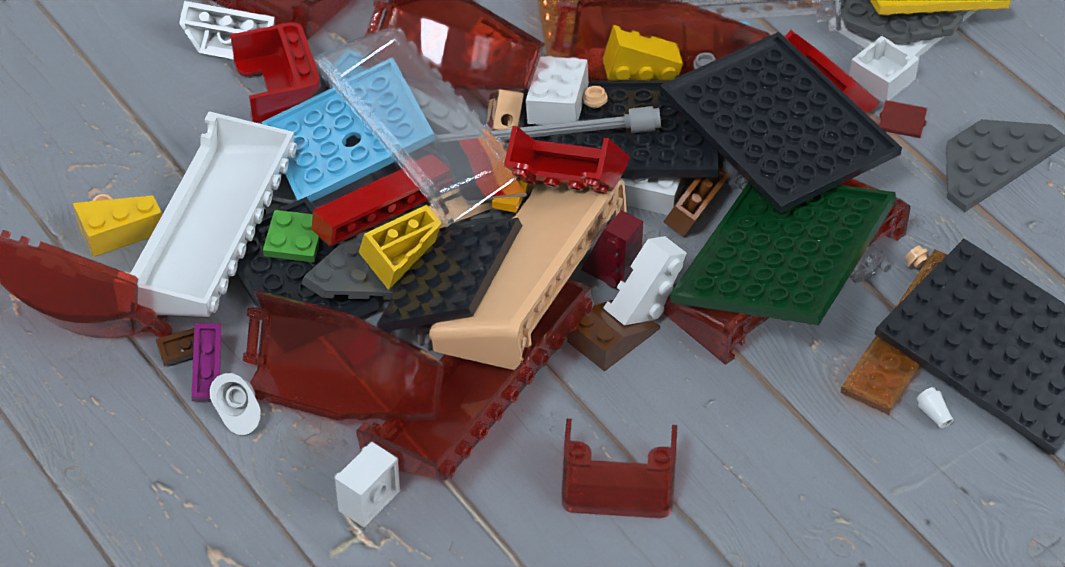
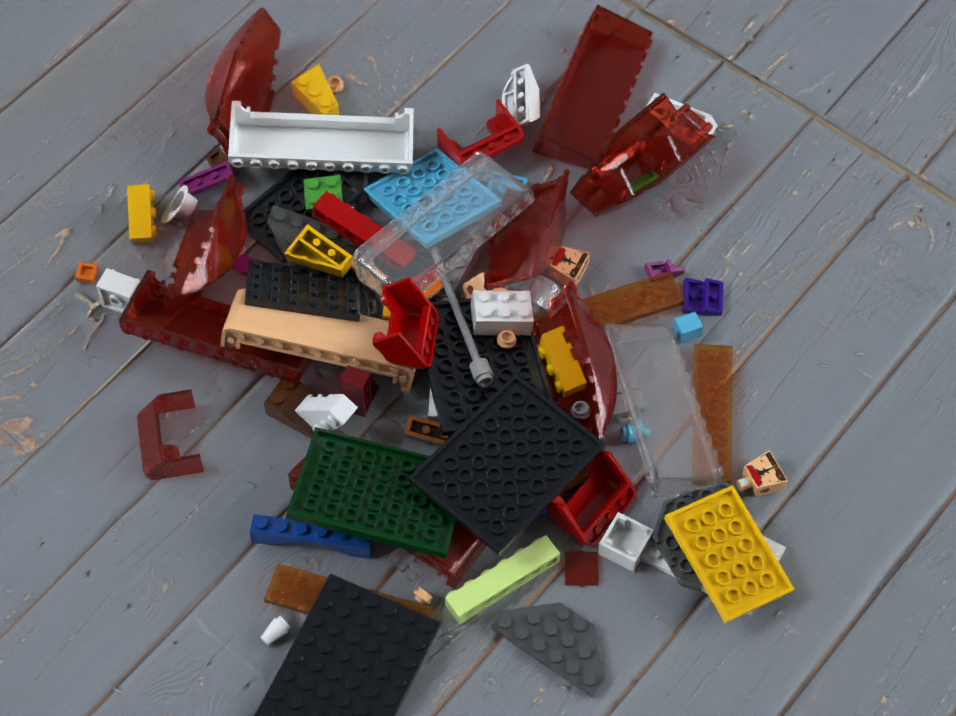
camera: 75 degrees right, 10 degrees up
(234, 444) = (141, 213): none -> yellow wedge
(305, 530) = (86, 272): none -> orange plate
(801, 362) = (276, 530): none -> blue arch
(910, 182) = (502, 579): none -> yellowish green brick

